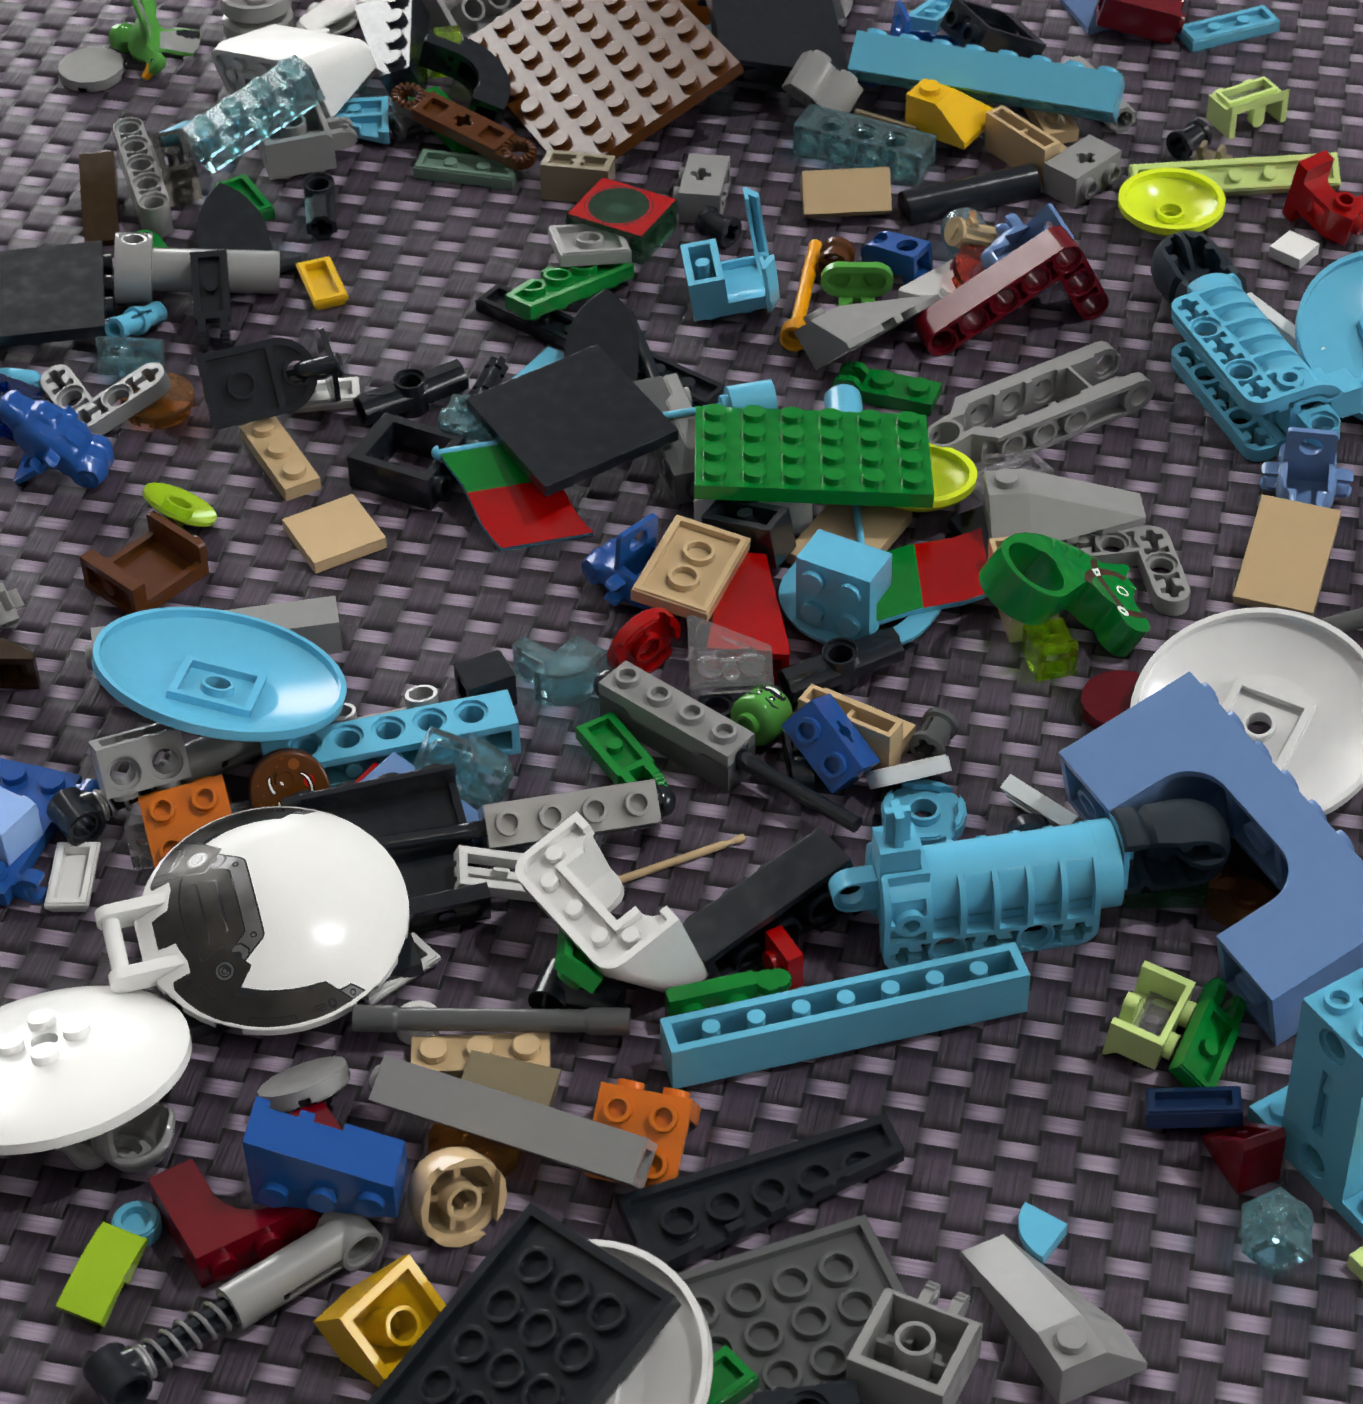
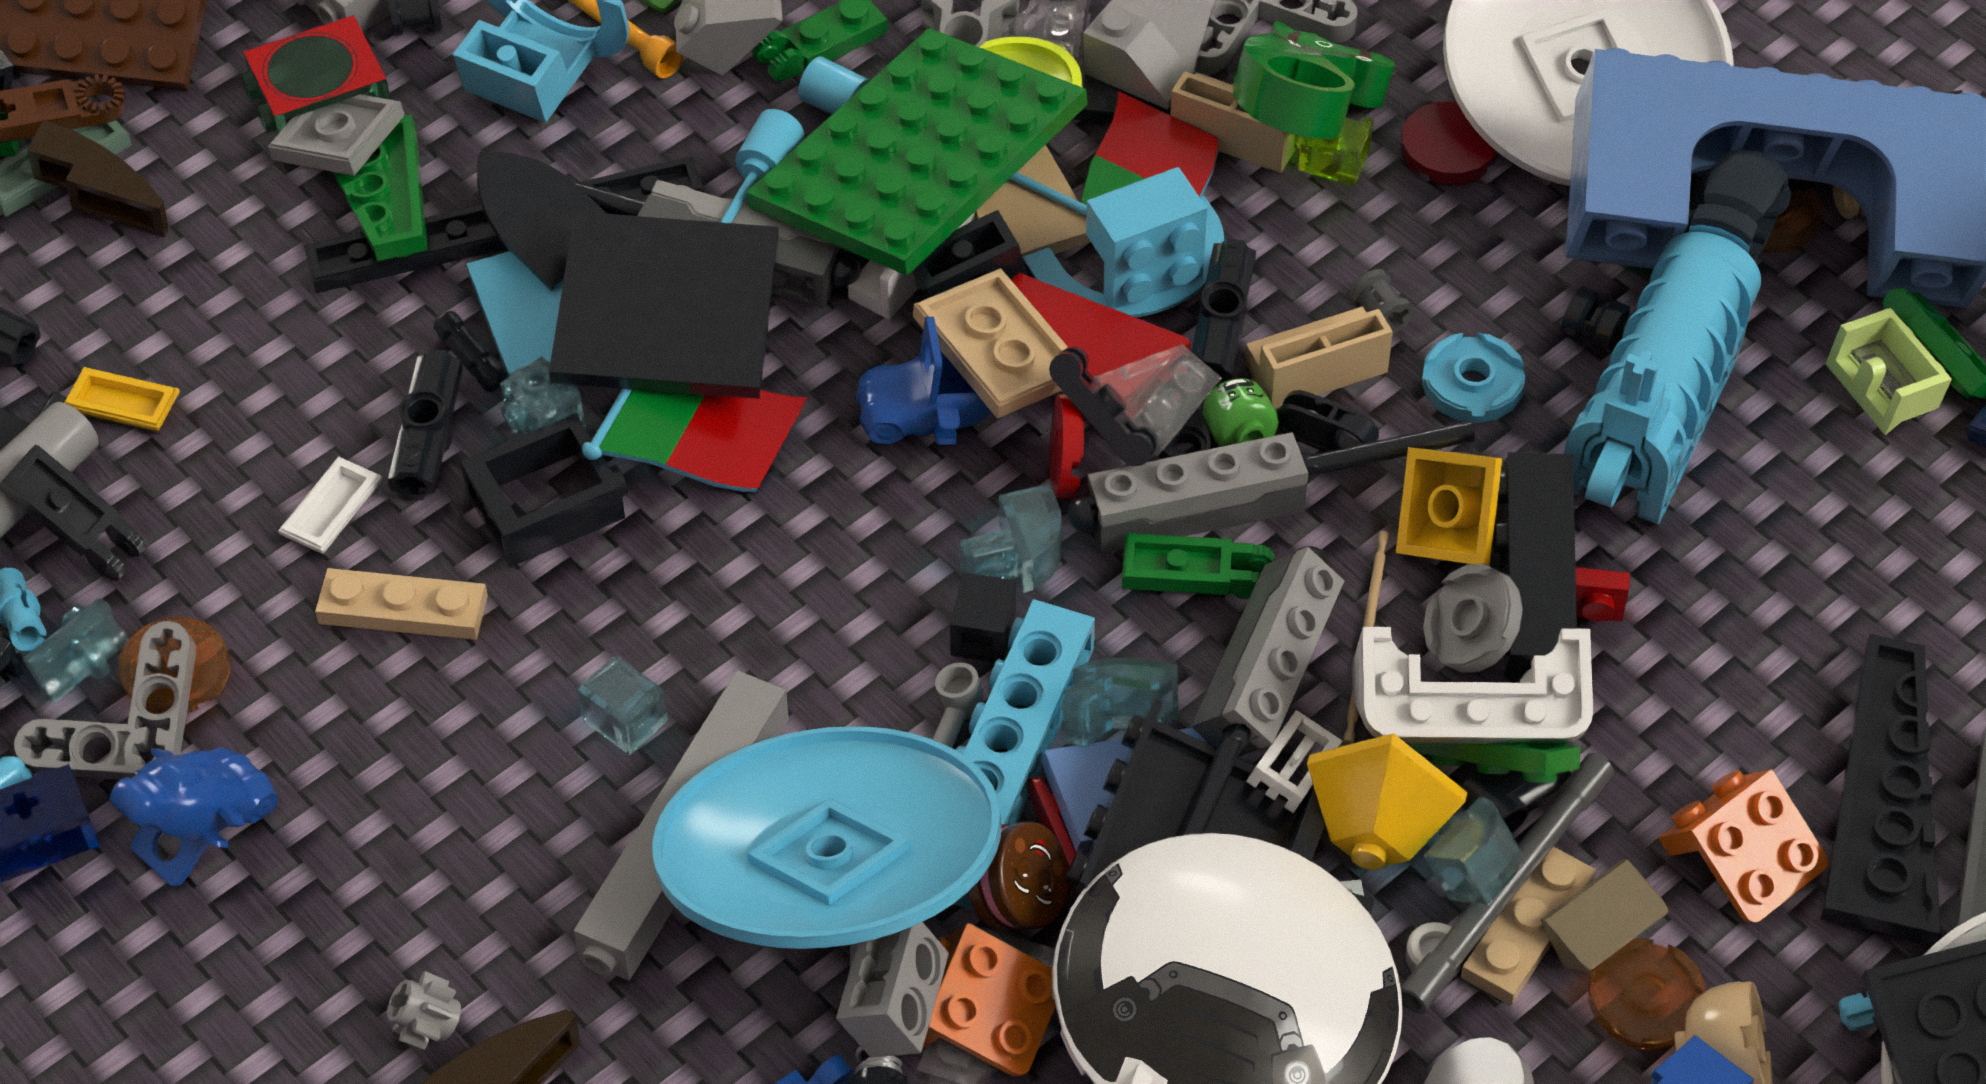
camera: 55 degrees left, 10 degrees up
(148, 568) = (482, 826): reddish brown panel -> none
(179, 505) = (412, 740): lime dish -> none
(256, 382) = (311, 524): black plate -> none
(277, 572) = (622, 704): none -> clear light blue panel
(334, 533) = (587, 620): tan tile -> none
(456, 181) = (95, 179): none -> dark brown slope
(480, 917) = (1381, 799): none -> yellow slope
(486, 981) = (1474, 854): none -> clear light blue brick
(512, 1121) = (1682, 938): light grey brick -> none
(570, 175) = (196, 74): dark tan hinge -> none
(670, 629) = (1102, 407): none -> black plate
(697, 894) = (1473, 618): none -> light grey tile
(725, 990) = (1619, 669): green hinge -> none
(777, 833) = (1449, 506): none -> yellow slope
(830, 743) = (1357, 381): blue brick -> none
(844, 1015) = (1724, 595): medium azure brick -> none
(908, 771) = (1418, 351): white tile -> none
(1035, 802) = (1558, 281): white tile -> none

